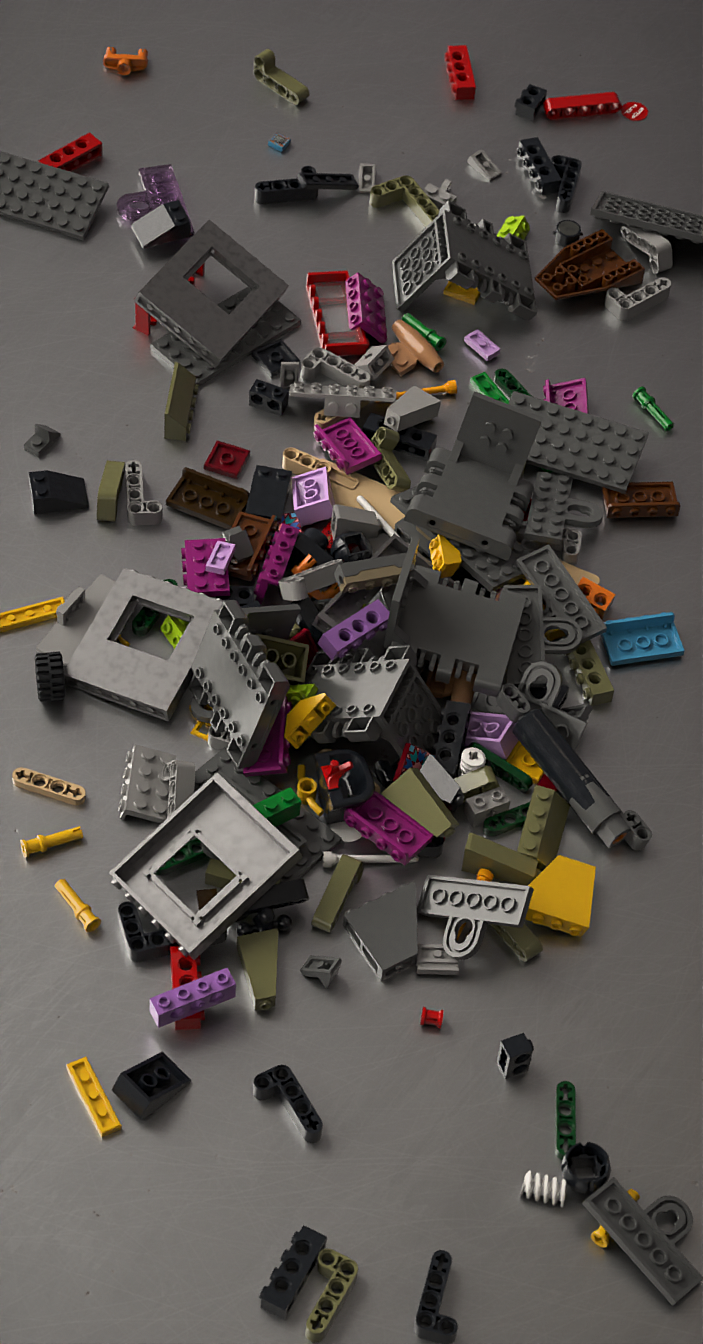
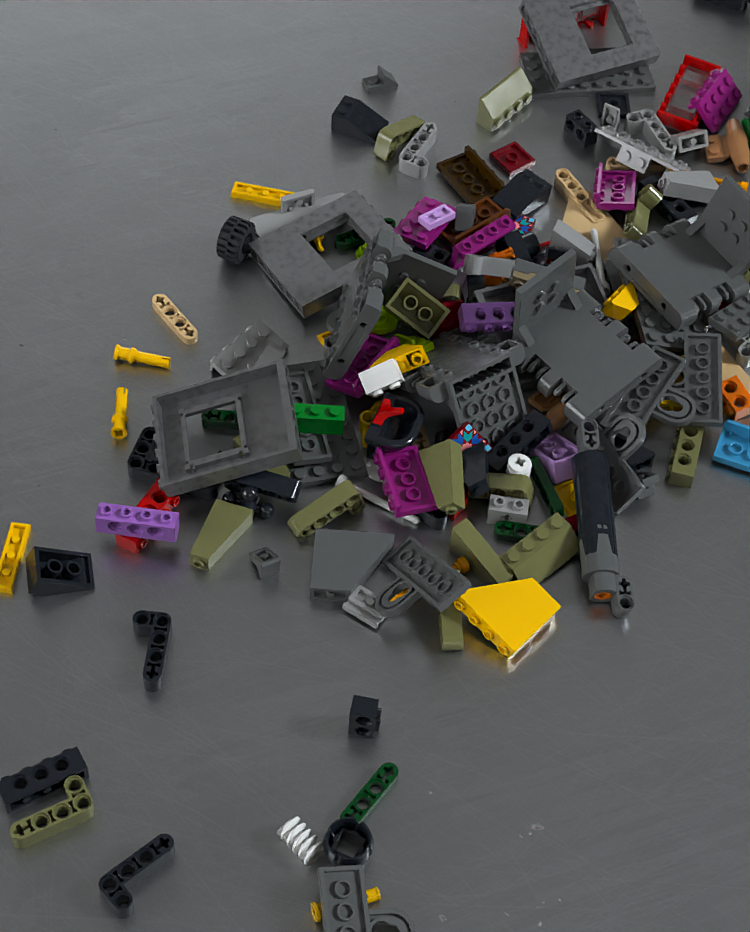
camera: 35 degrees right, 0 degrees up
(306, 742) = (381, 378): none -> white brick
(312, 496) = (554, 207): lavender slope -> none
(432, 1017) = (324, 648): red bush -> none

